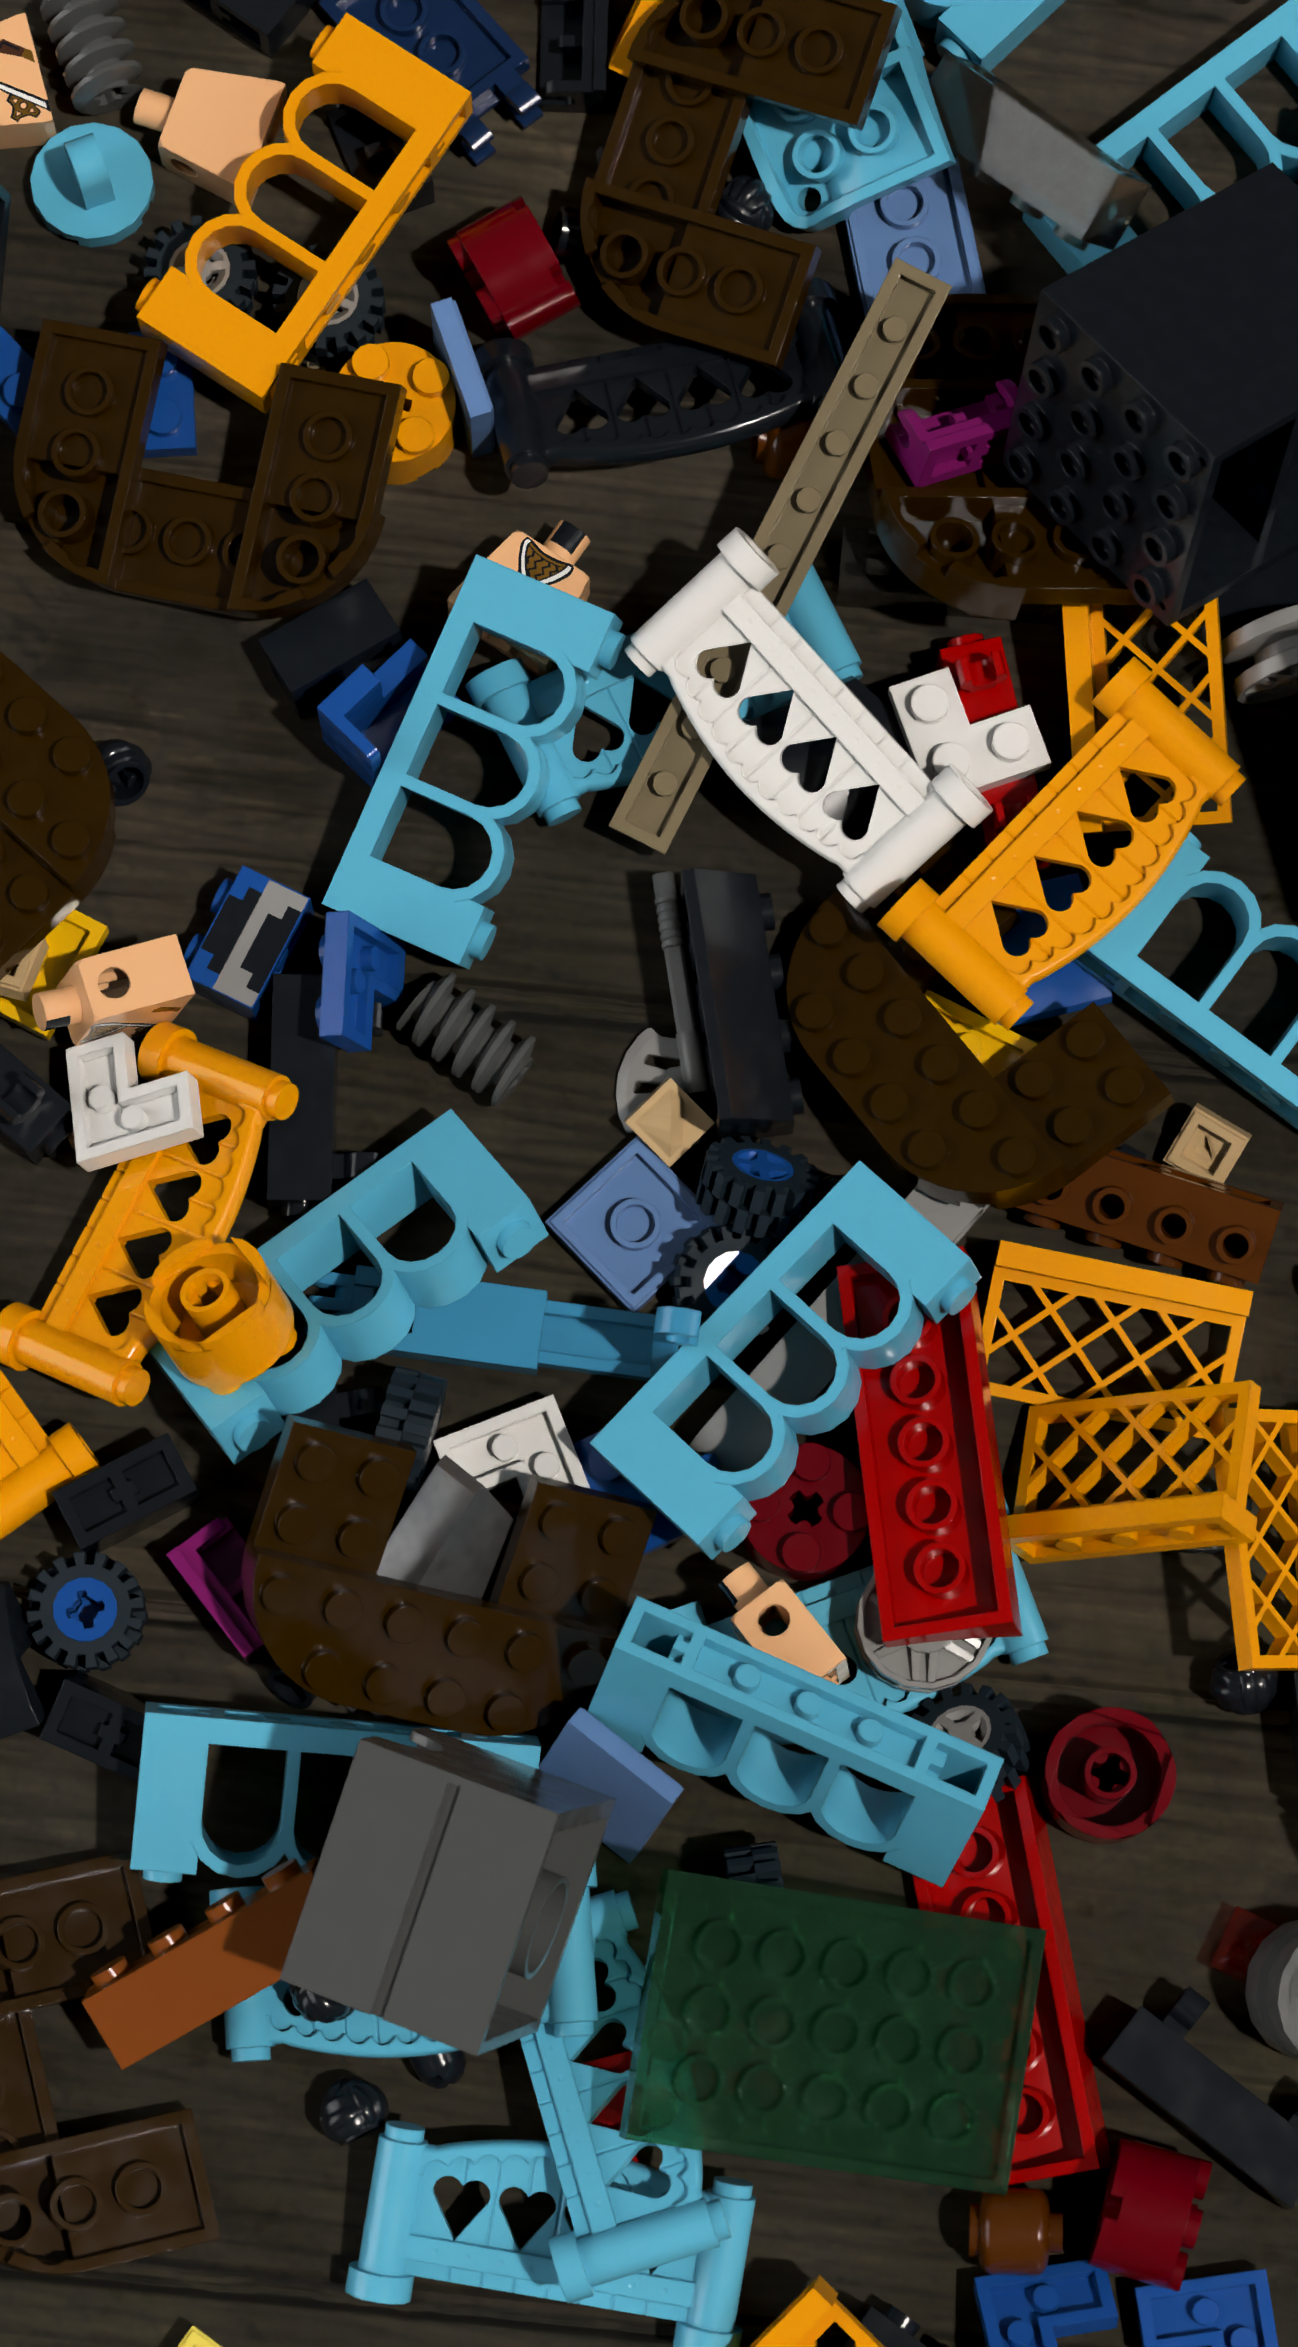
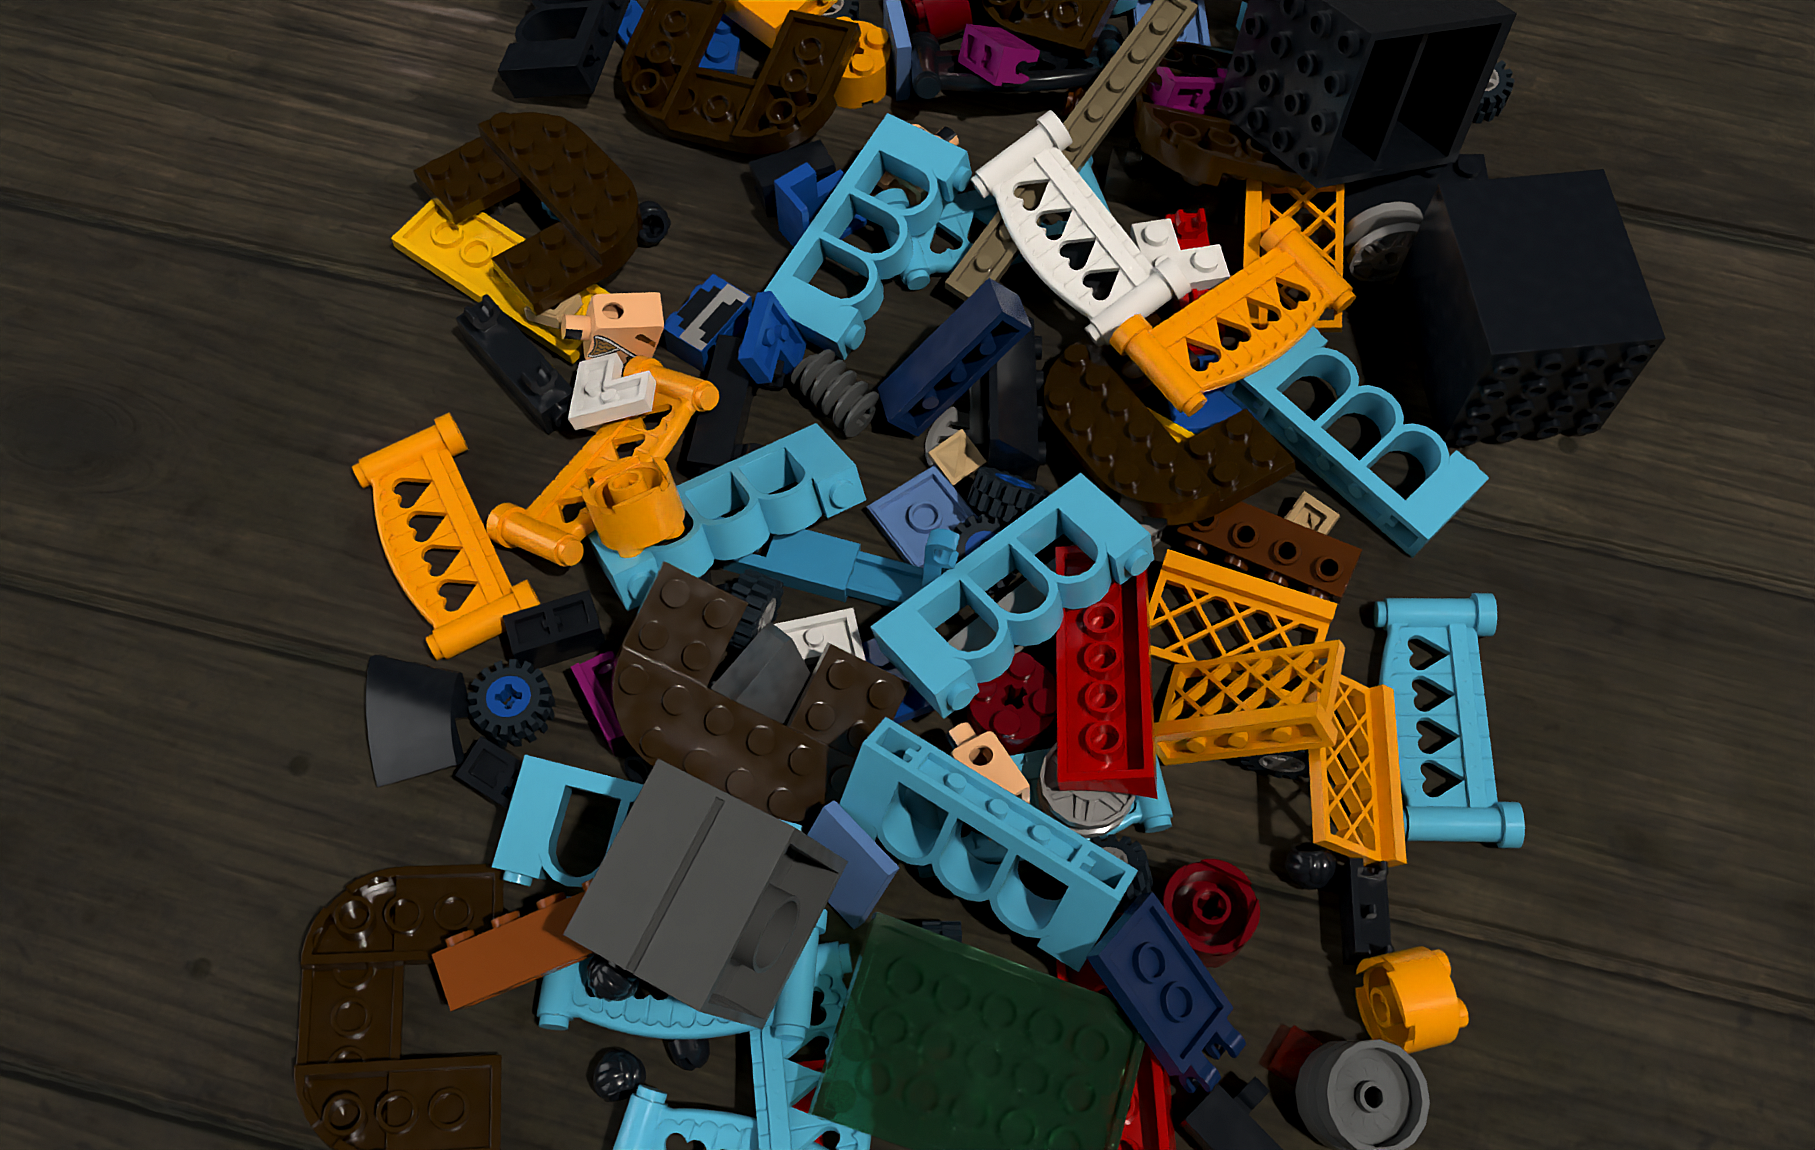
camera: 10 degrees right, 15 degrees down
(634, 402) = (995, 54): none -> magenta hinge
(645, 984) = (954, 357): none -> dark blue brick
(1060, 1899) = (1167, 992): none -> dark blue tile

